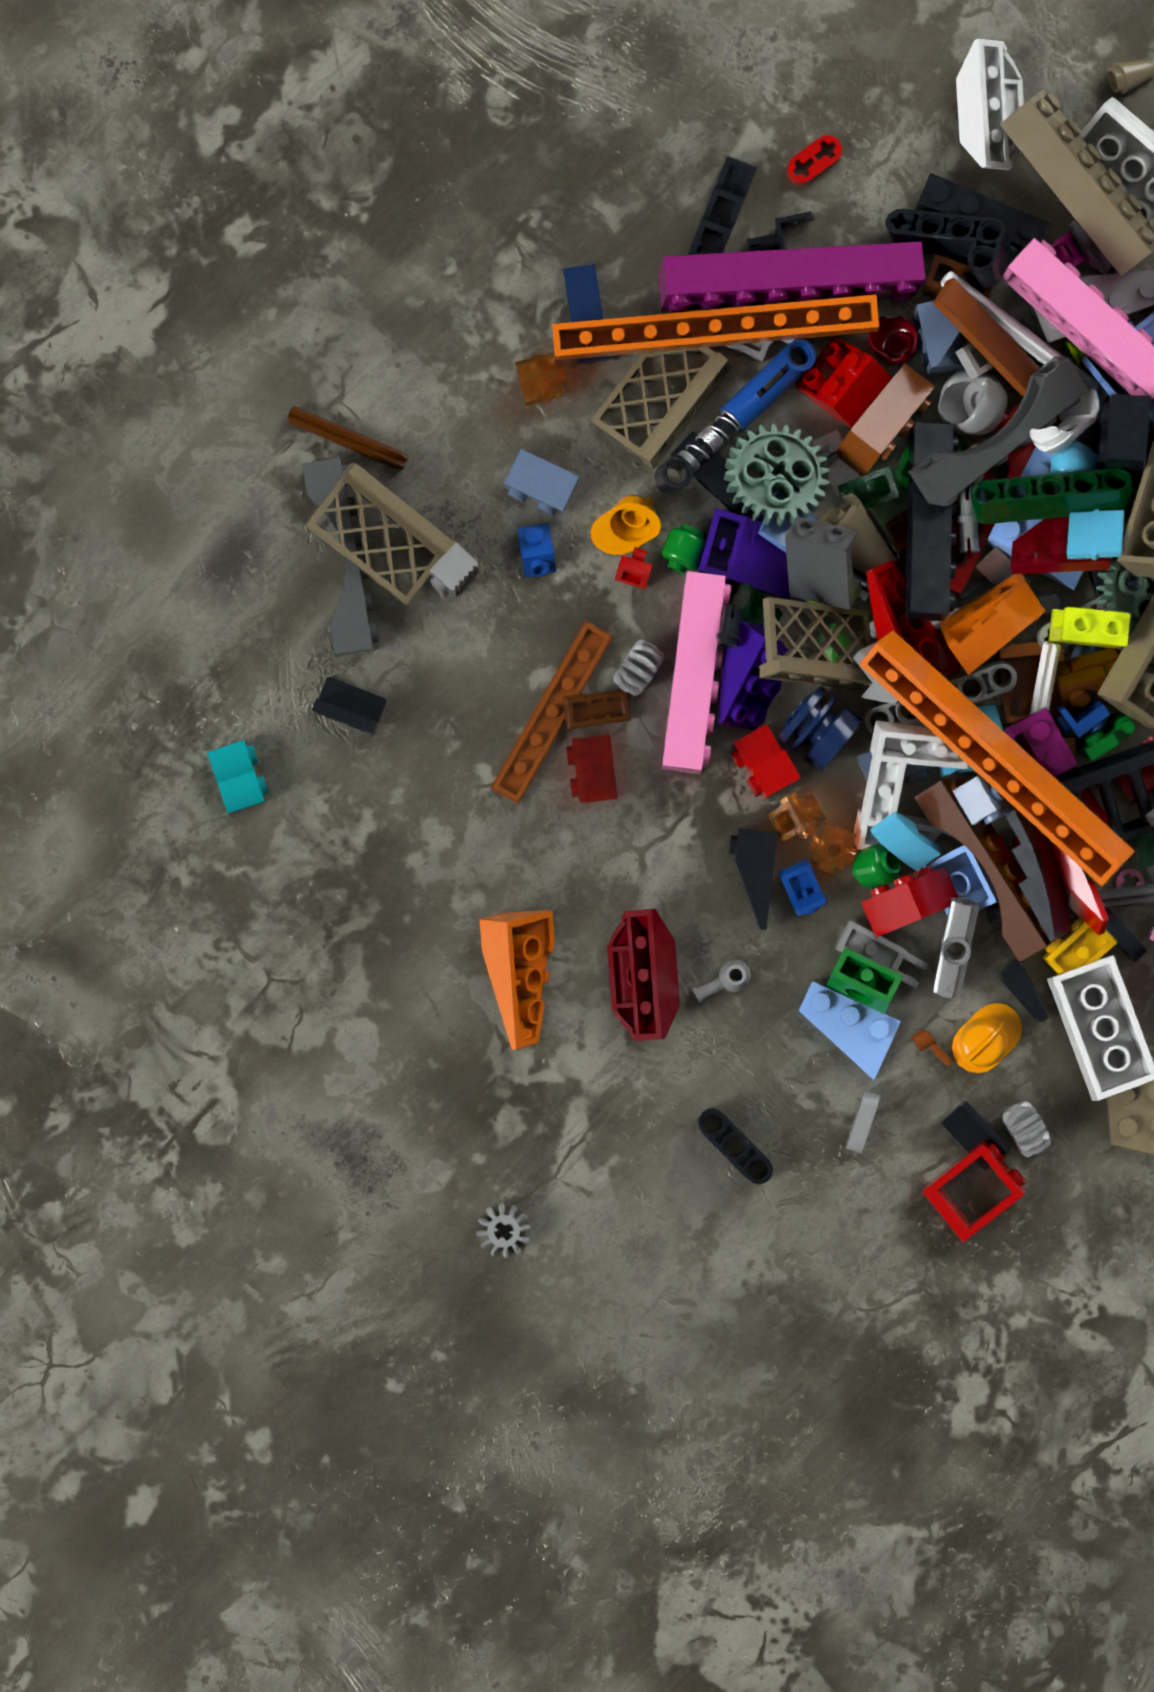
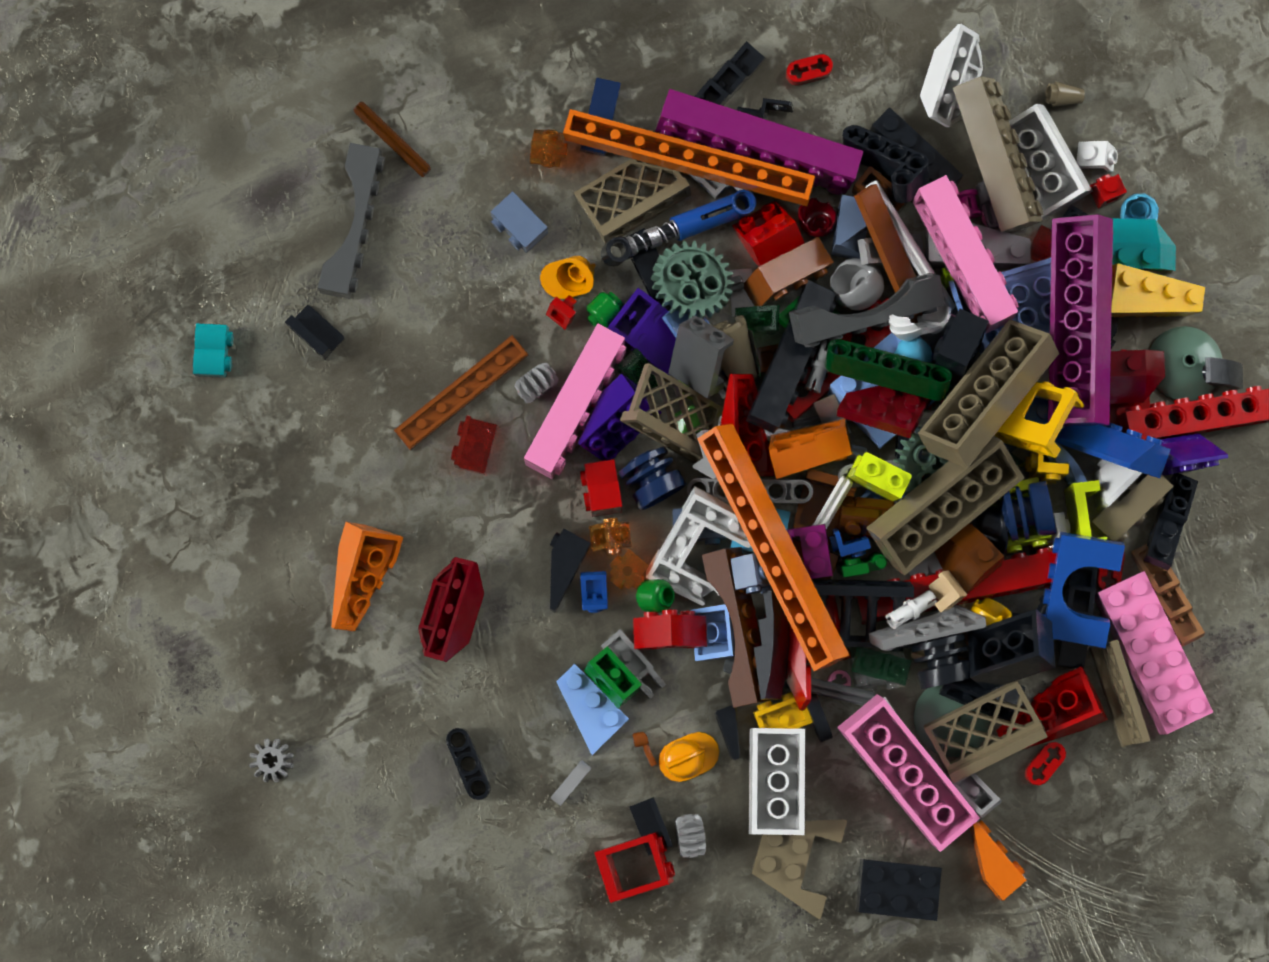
camera: 20 degrees right, 5 degrees down
(397, 511) = (405, 203): dark tan fence -> none
(453, 571) = (428, 261): light grey brick -> none
(536, 550) = (496, 271): blue bracket -> none
(596, 708) = (494, 402): reddish brown plate -> none
(724, 981) = (509, 638): light grey bar -> none
(730, 627) = (612, 376): black pin -> none
(903, 841) = (682, 585): medium azure slope -> none
(960, 929) = (682, 691): light grey piece -> none
(1095, 534) = (909, 408): medium azure piece -> none

